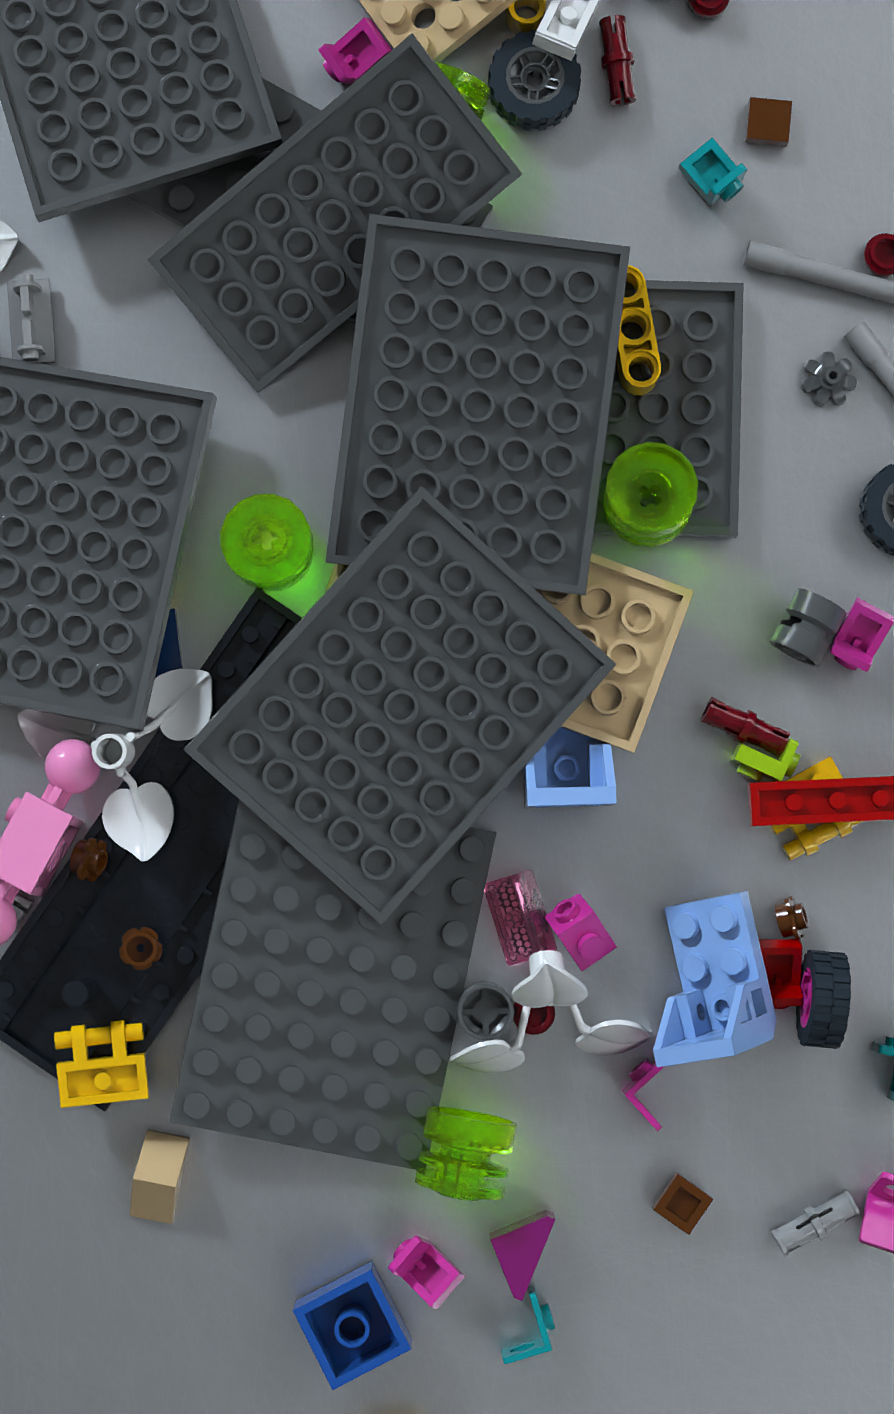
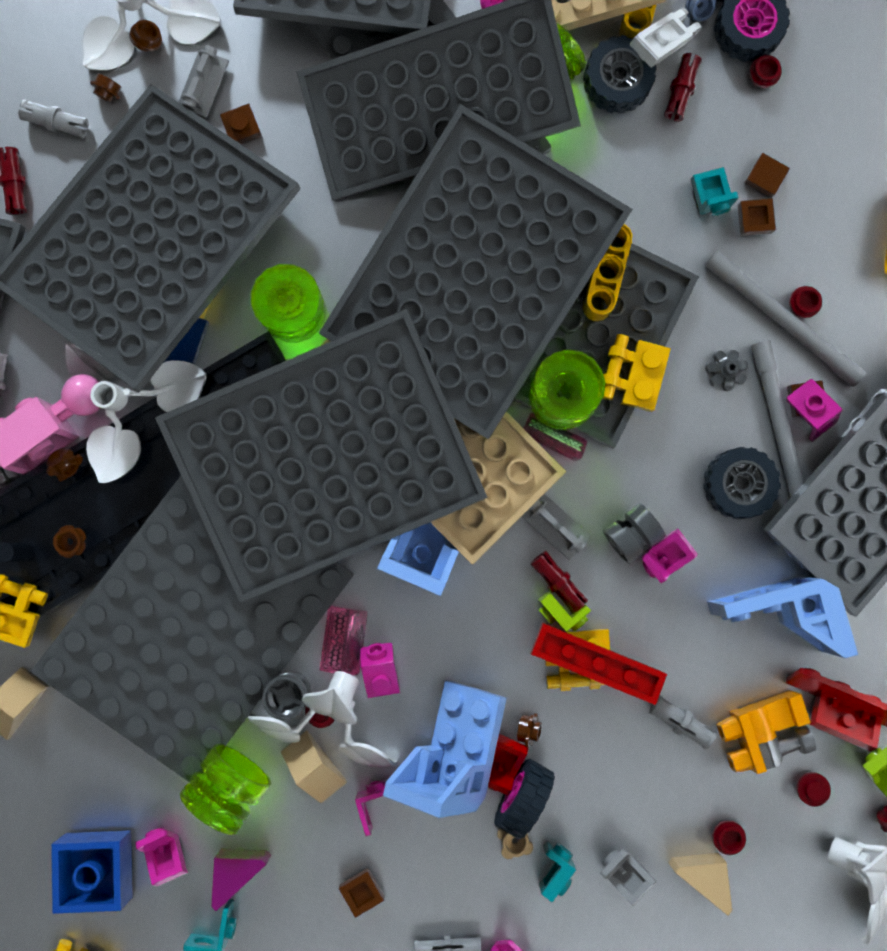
camera: 25 degrees right, 0 degrees up
(101, 350) = (241, 124): none -> reddish brown plate
(555, 1085) = (312, 768): none -> tan slope
(673, 557) = (560, 441): none -> clear pink slope
(712, 662) = (556, 526): none -> light grey hinge
(733, 433) = (644, 376): none -> yellow plate
(779, 179) = (756, 217): none -> reddish brown plate
(835, 1070) = (511, 849): none -> tan plate

